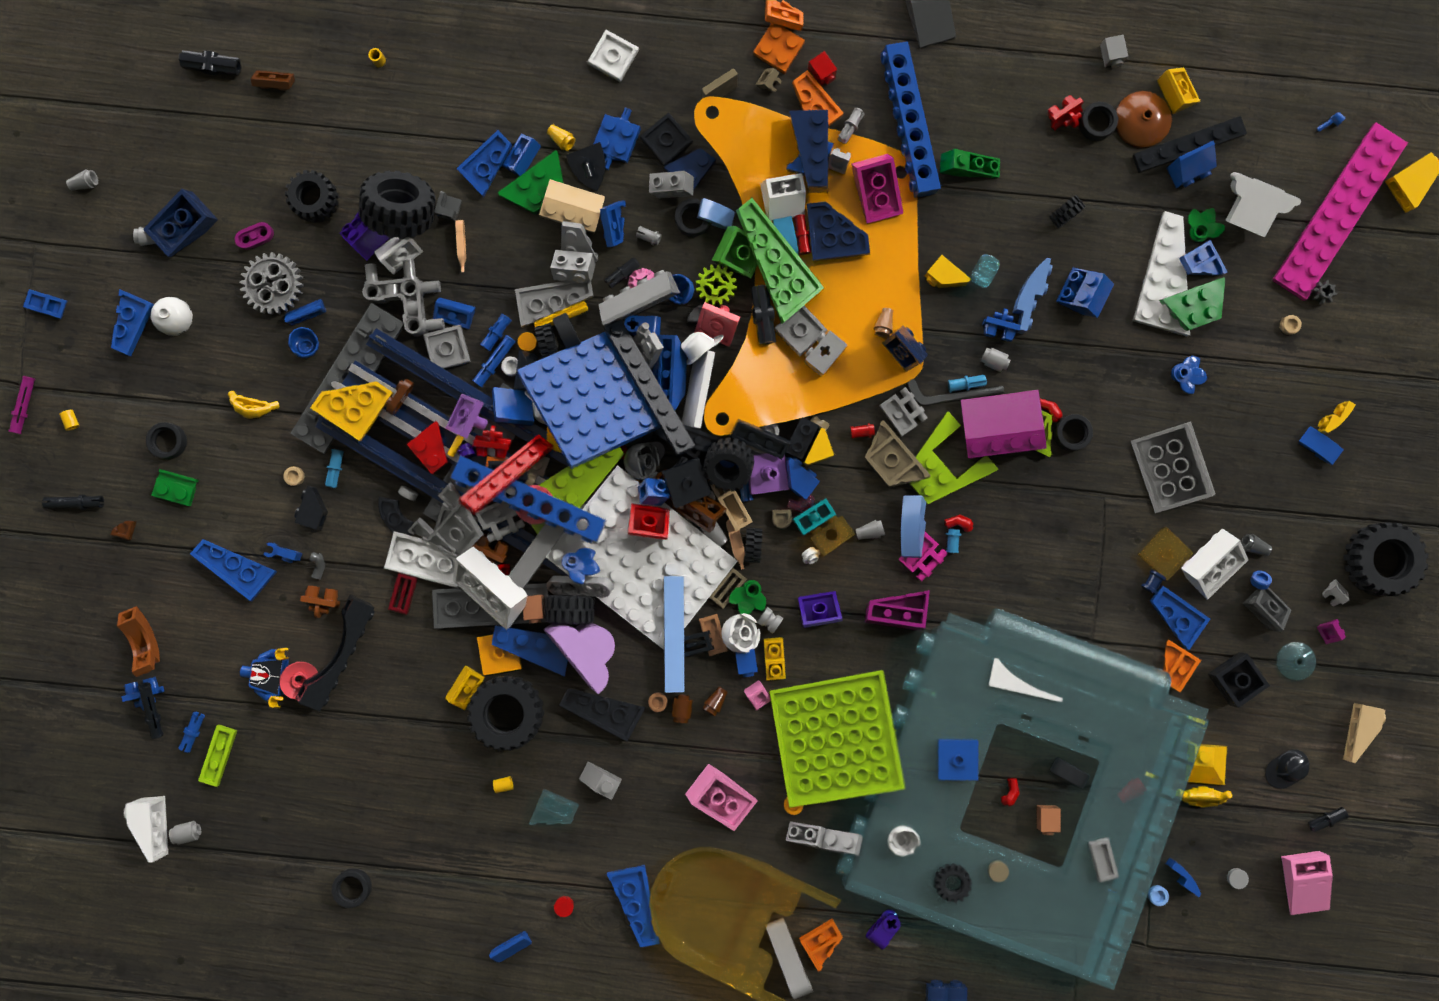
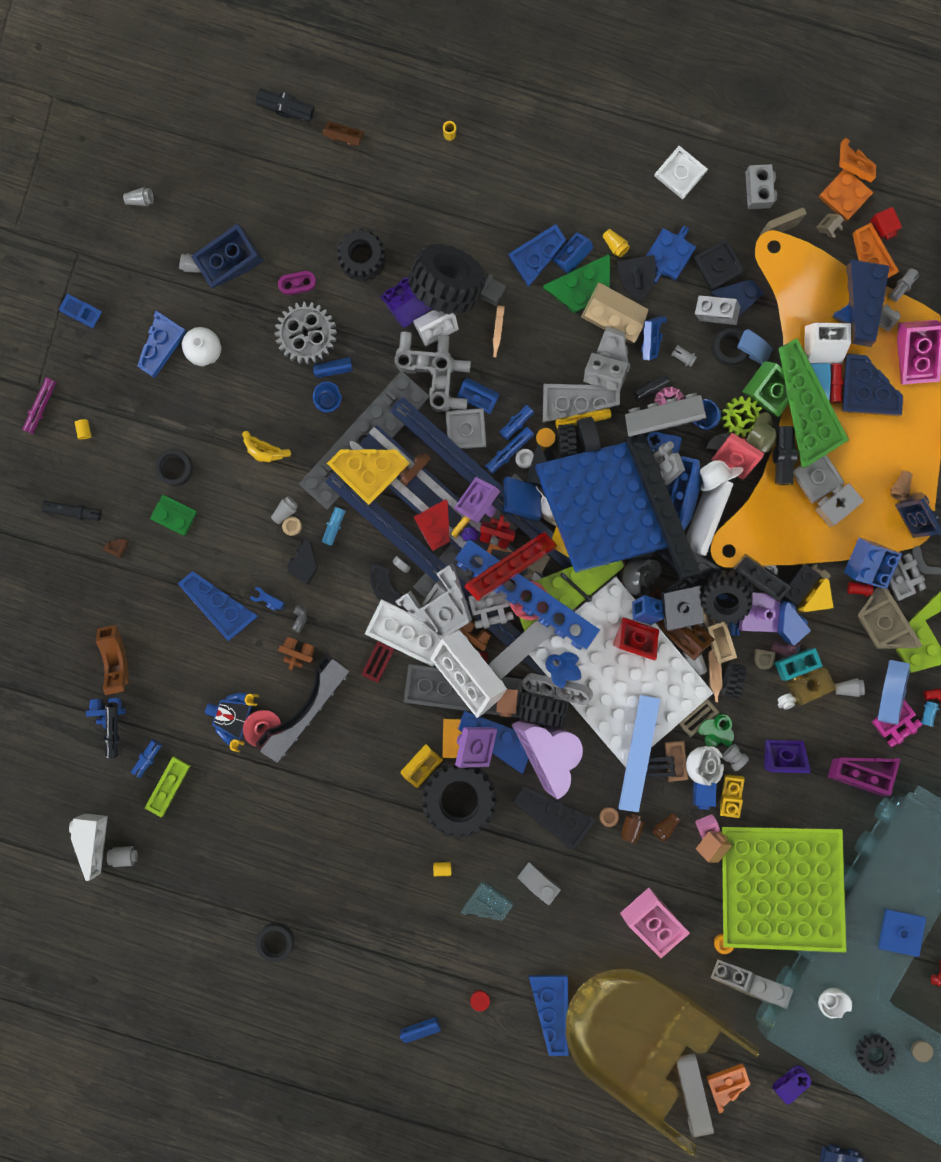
camera: 10 degrees right, 0 degrees up
(283, 460) = (284, 510): none -> light grey cone
(510, 658) = (475, 746): none -> medium lavender tile
(594, 491) = (588, 598): none -> black hinge
(689, 56) = (755, 186): none -> light grey brick
(737, 297) = (762, 434): none -> olive piece
(763, 711) = (714, 846): none -> nougat brick
(868, 404) = (872, 563): none -> blue slope

